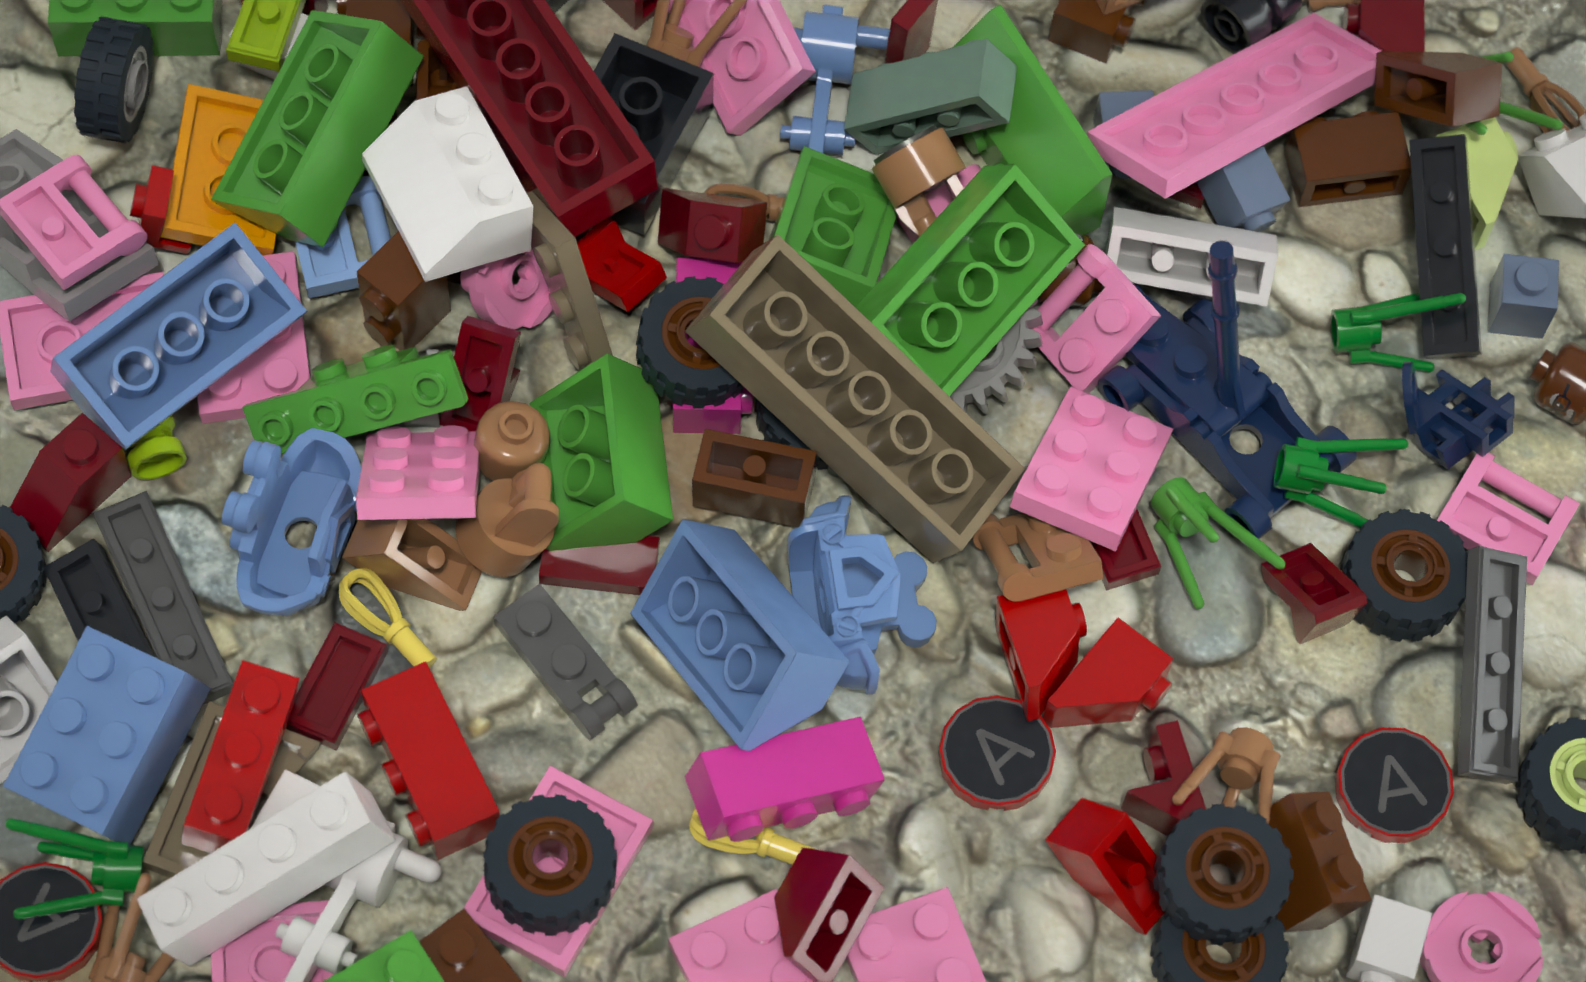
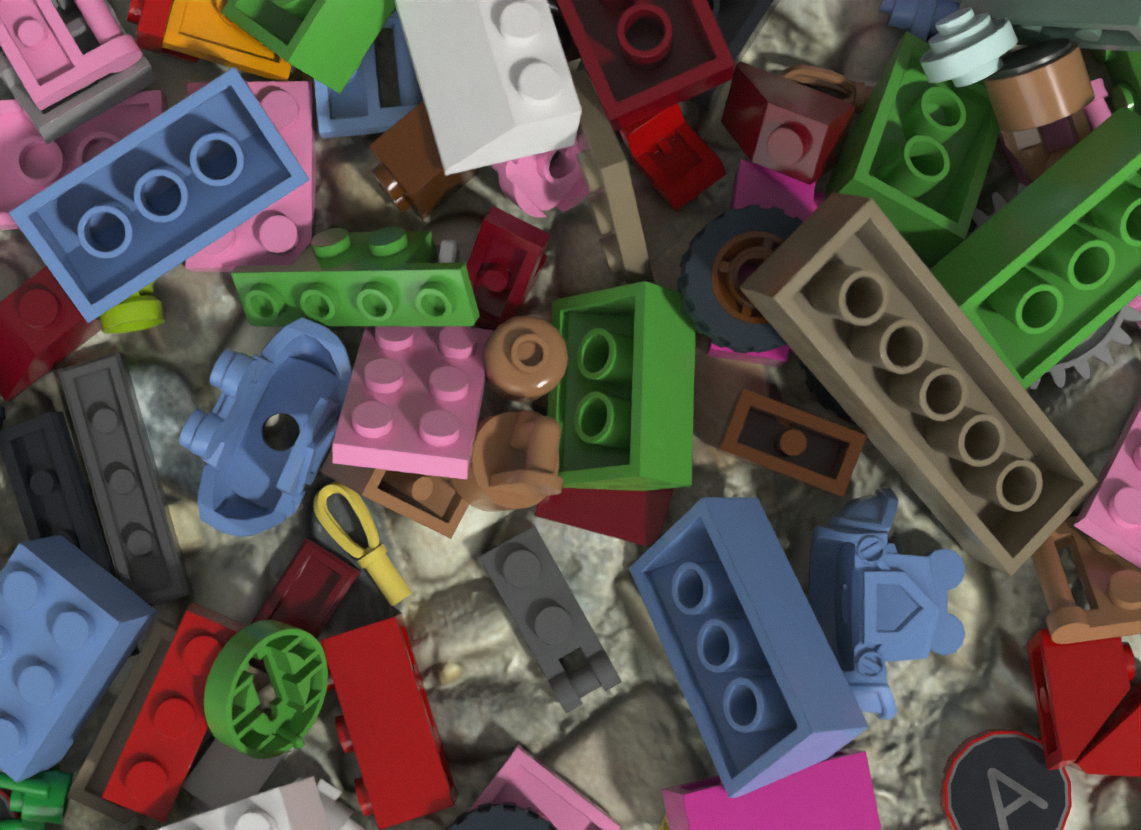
camera: 15 degrees right, 20 degrees up
(341, 715) = (298, 679): none -> bright green piece
(852, 143) = (967, 47): none -> light aqua plate

